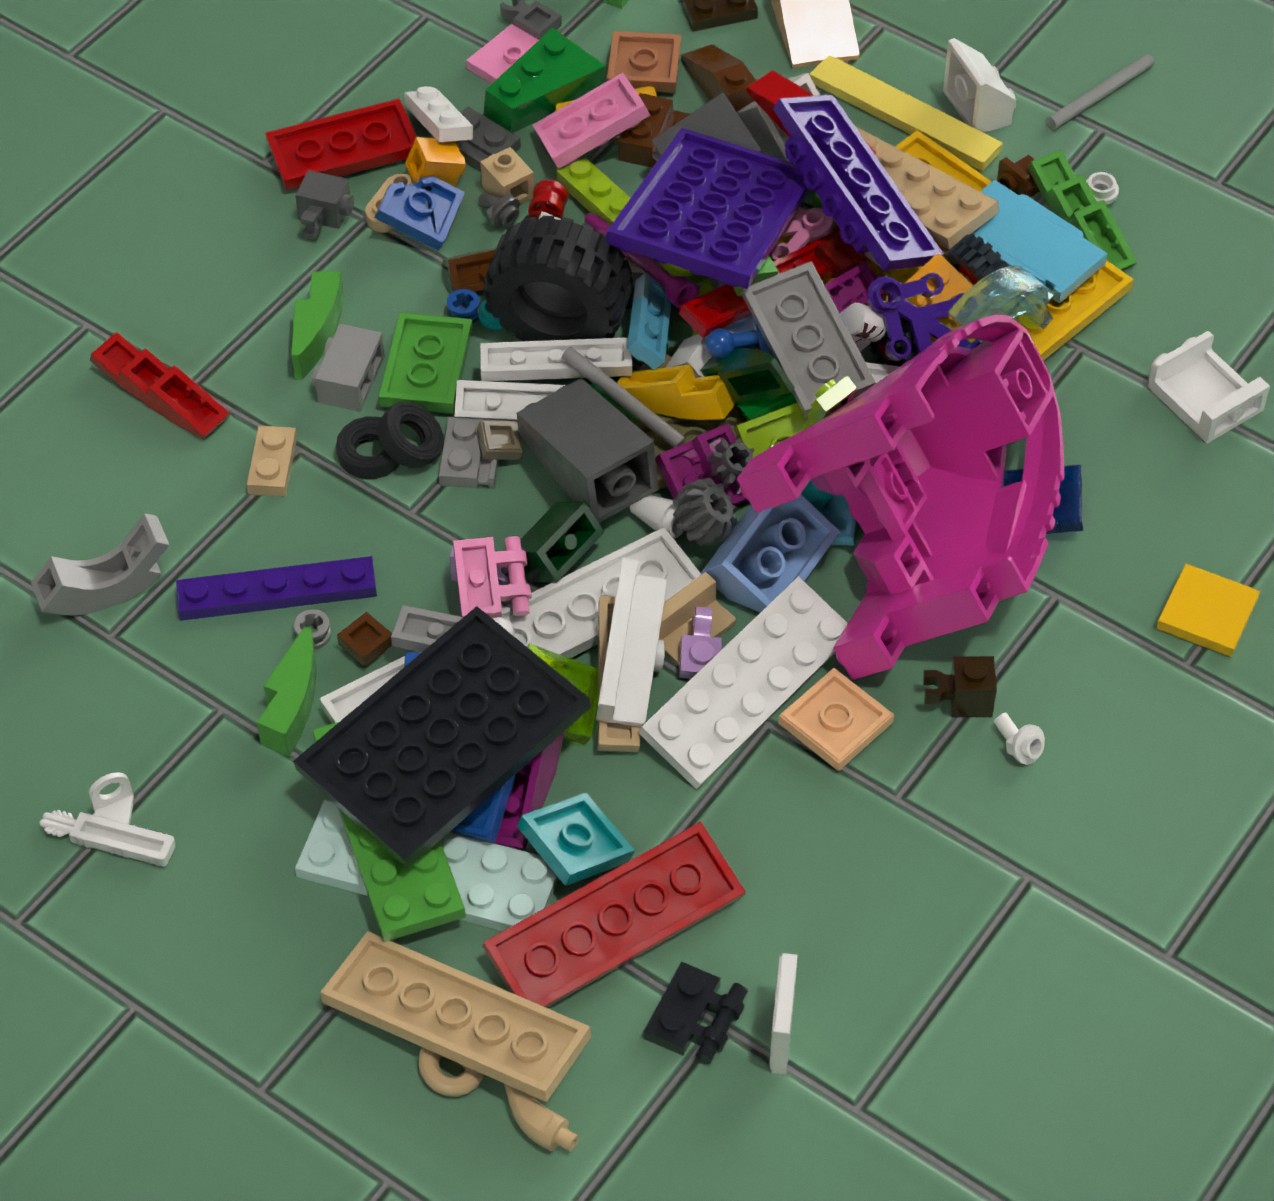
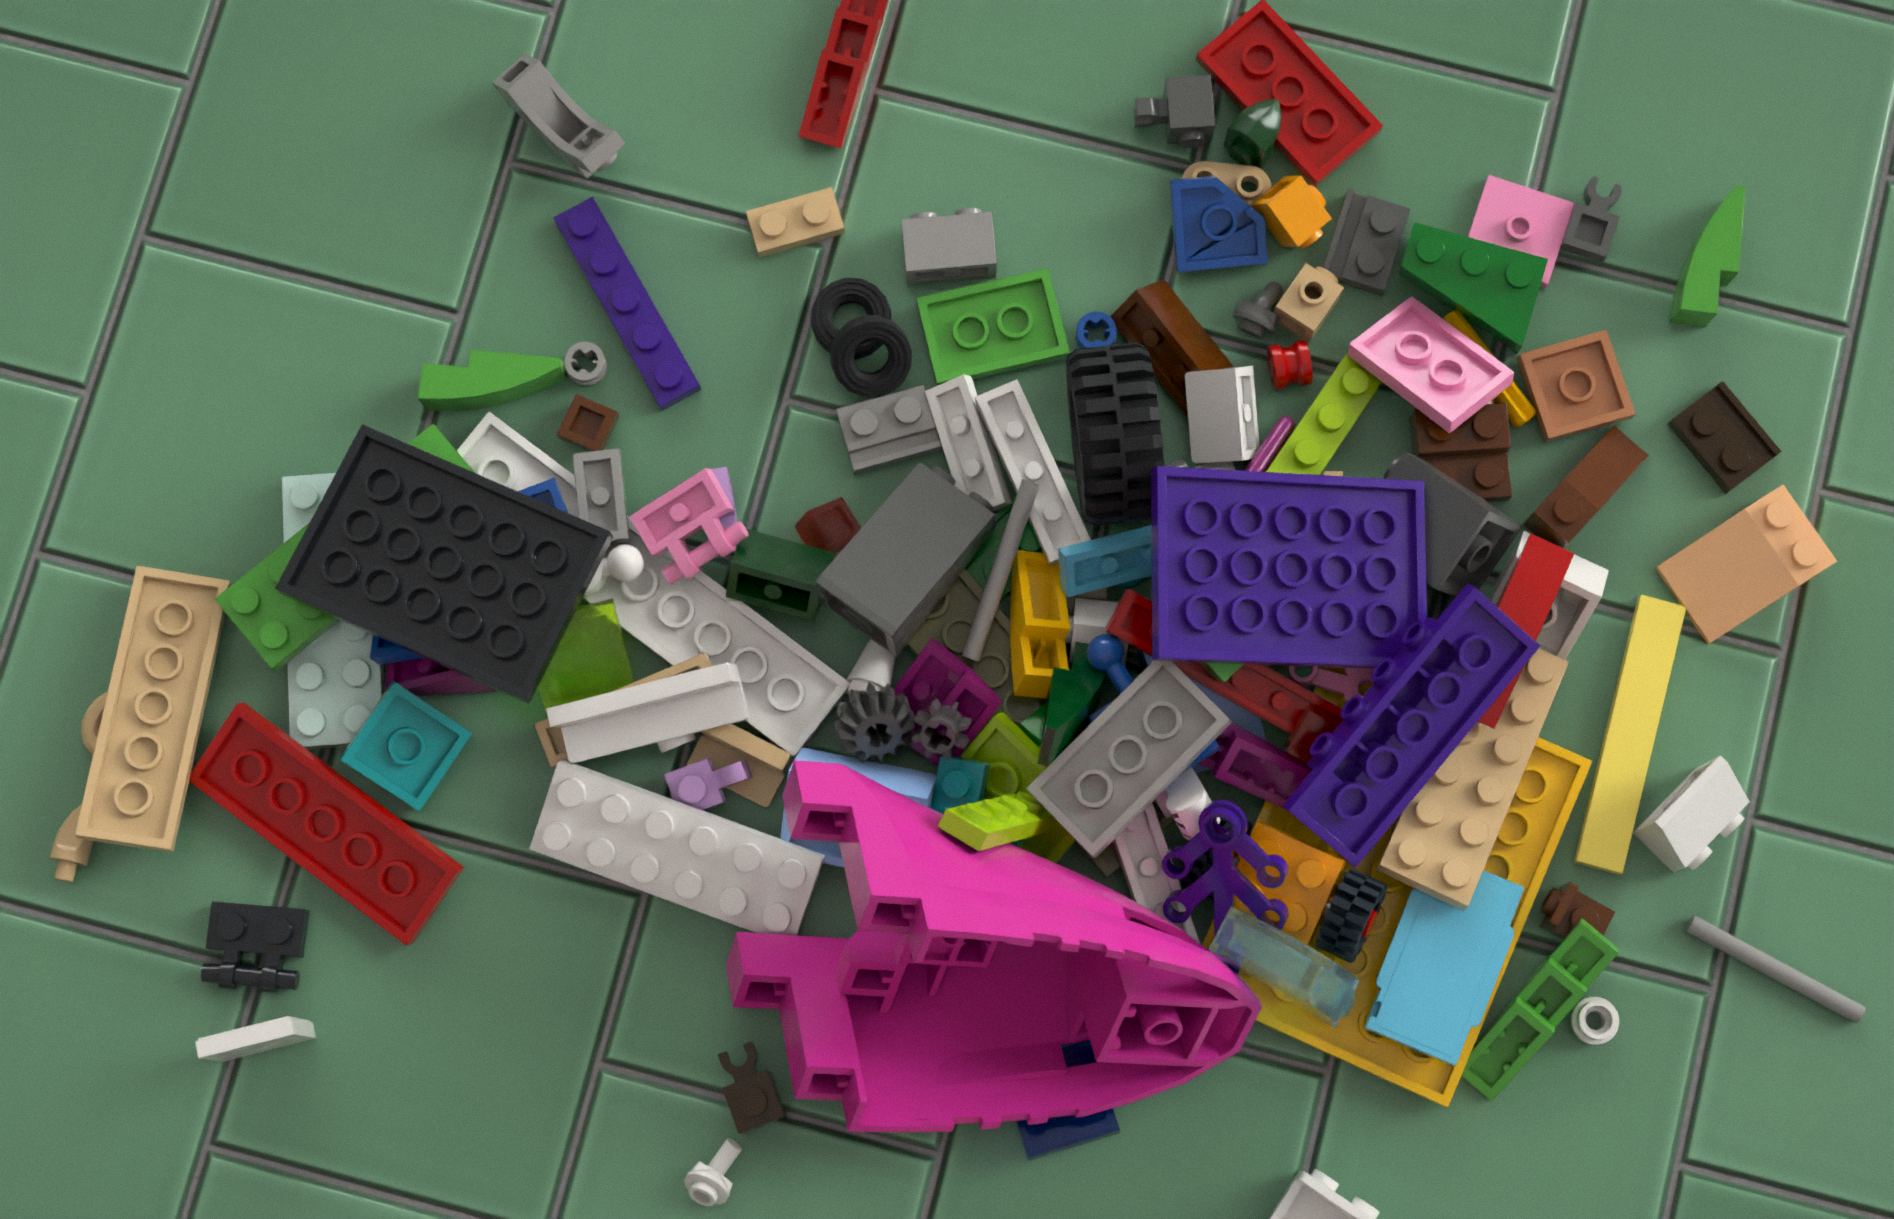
camera: 70 degrees right, 25 degrees up
(110, 825) = (267, 274): white piece -> none
(316, 320) = (1000, 182): bright green slope -> none
(366, 167) = (1254, 133): none -> dark green plate
(438, 115) = (1365, 183): white plate -> none
(500, 440) = (904, 452): dark tan tile -> none
(527, 511) = (828, 526): none -> clear red slope
(836, 719) = (665, 964): light nougat plate -> none

